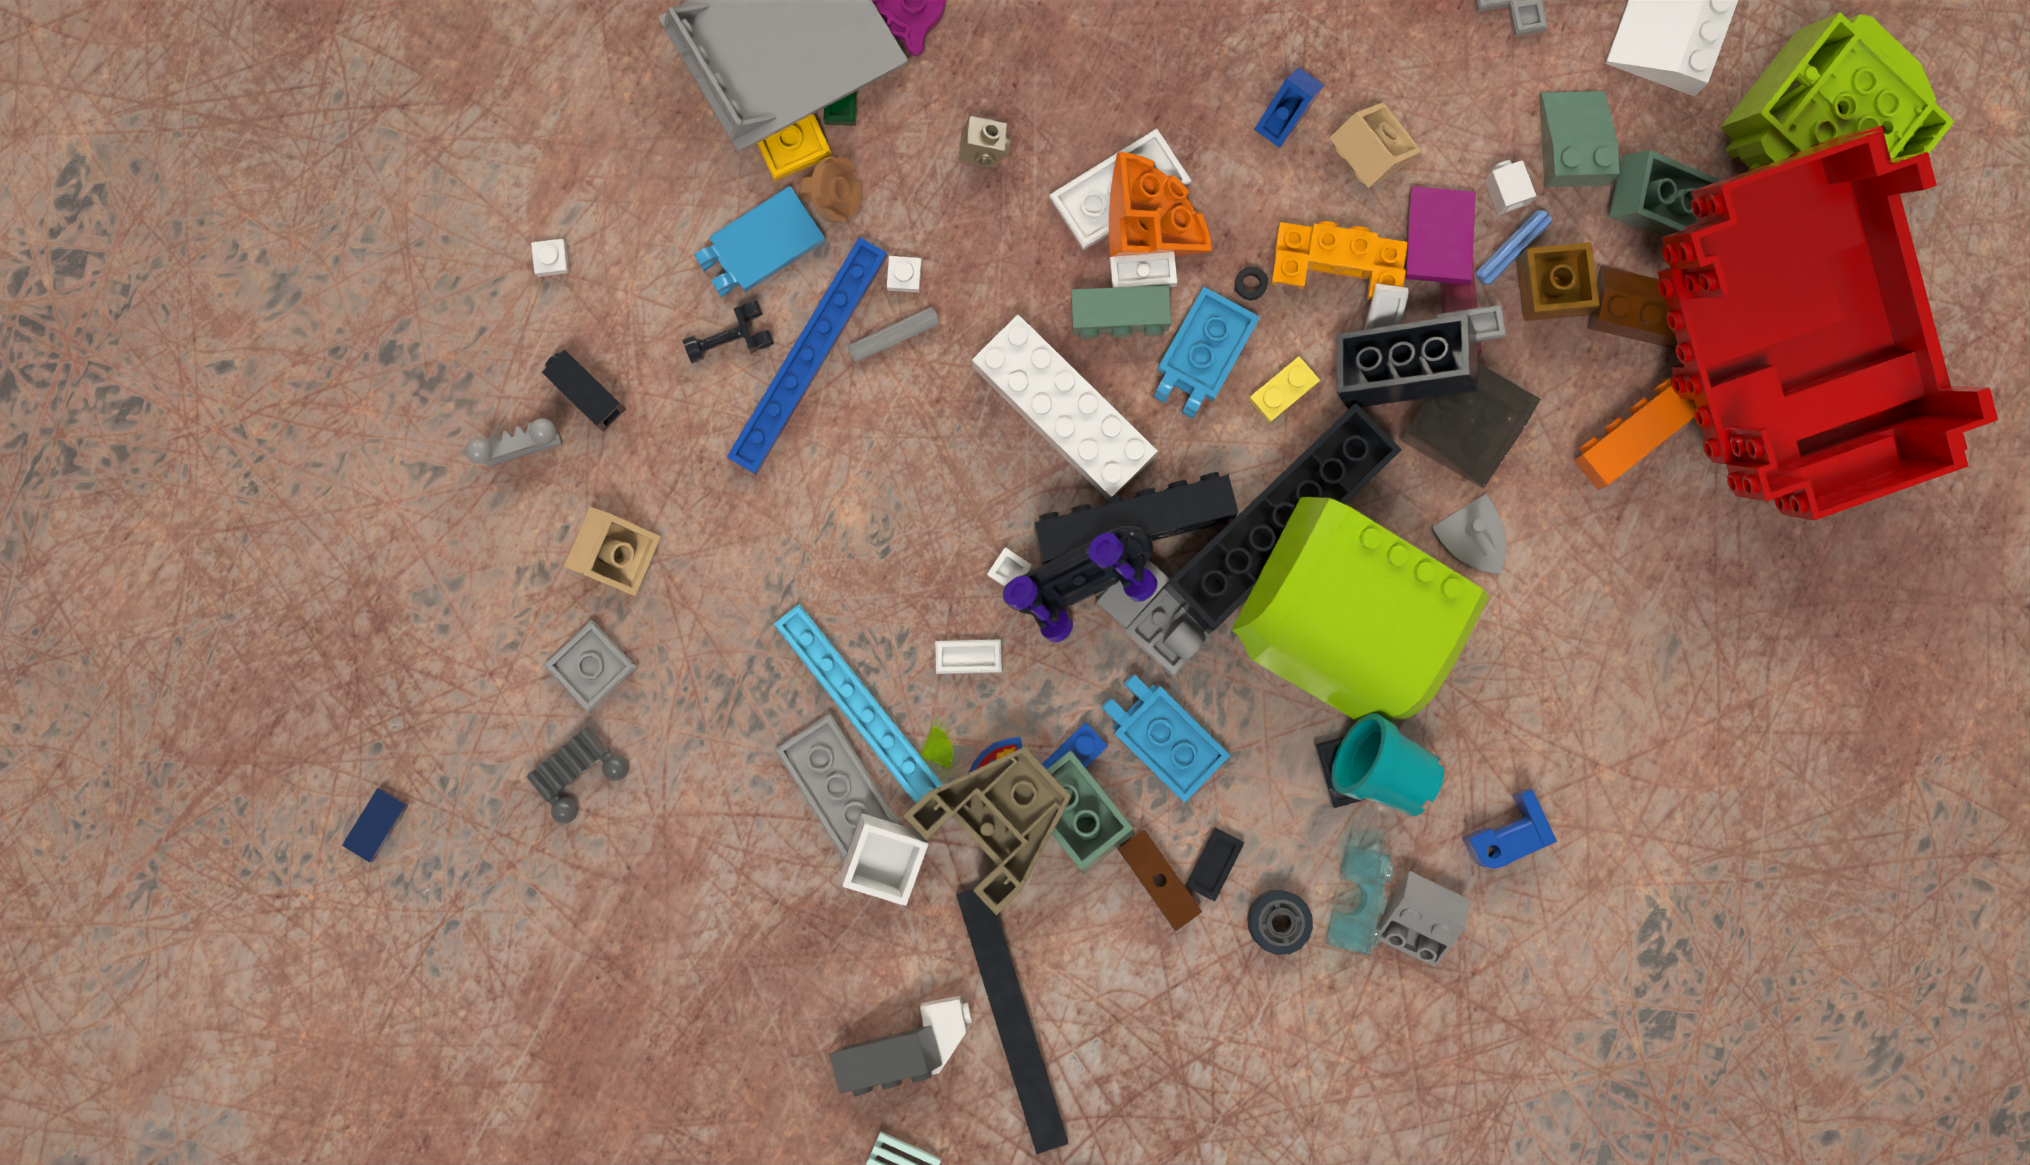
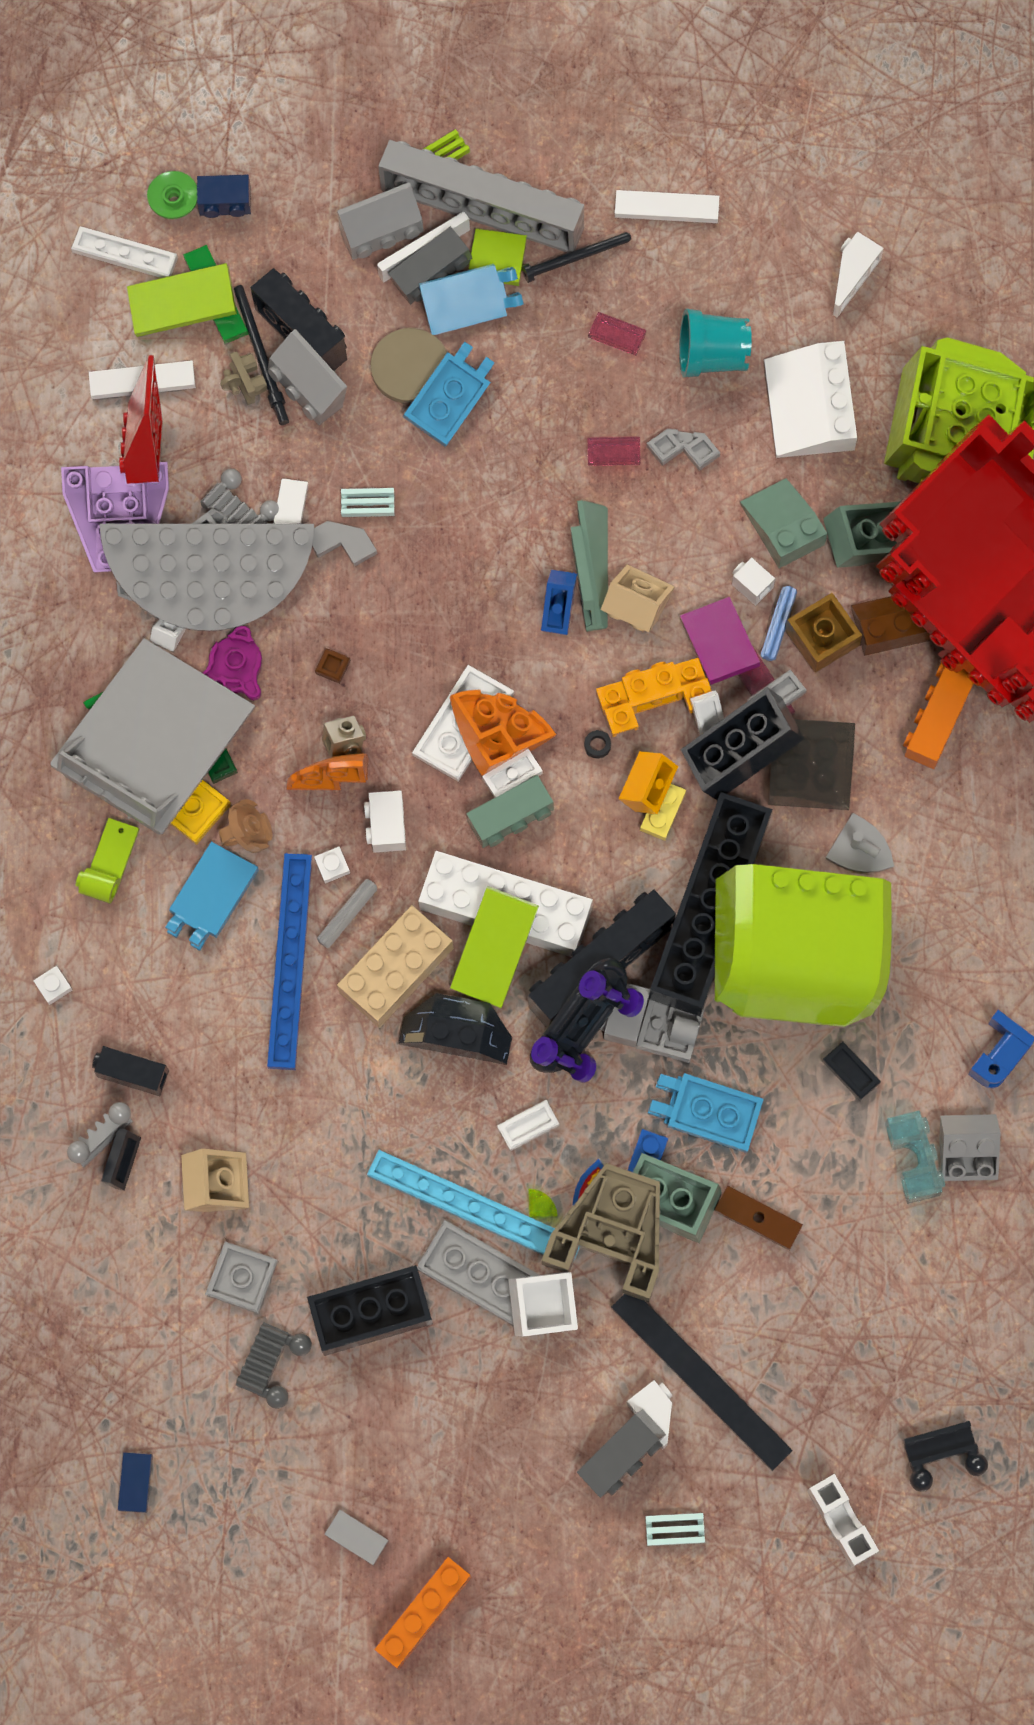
camera: 25 degrees left, 10 degrees down
(526, 479) = (121, 1159): none -> black tile
(571, 999) = (356, 1537): none -> light grey tile
(597, 1116) = (423, 1613): none -> orange brick
(662, 166) = (109, 862): none -> lime door
(697, 347) = (201, 997): black bar -> none
(701, 772) = (369, 1310): none -> black brick
(914, 417) = (395, 966): none -> tan brick
(946, 516) = (457, 1028): none -> black wedge
(952, 174) = (330, 773): none -> orange brick
(984, 255) = (387, 821): none -> white brick
(1008, 567) = (523, 1042): white plate -> none
(1013, 58) = (332, 665): none -> reddish brown tile
(1028, 449) = (494, 946): none -> lime tile
(1205, 349) = (588, 809): dark azure tile -> none
(1214, 864) = (793, 1186): black tile -> none
(1283, 352) = (648, 782): none -> light orange brick
(1298, 927) = (864, 1219): wheel -> none
(1348, 75) = (591, 561): none -> sand green wedge
(1386, 767) = (882, 1045): teal piece -> none

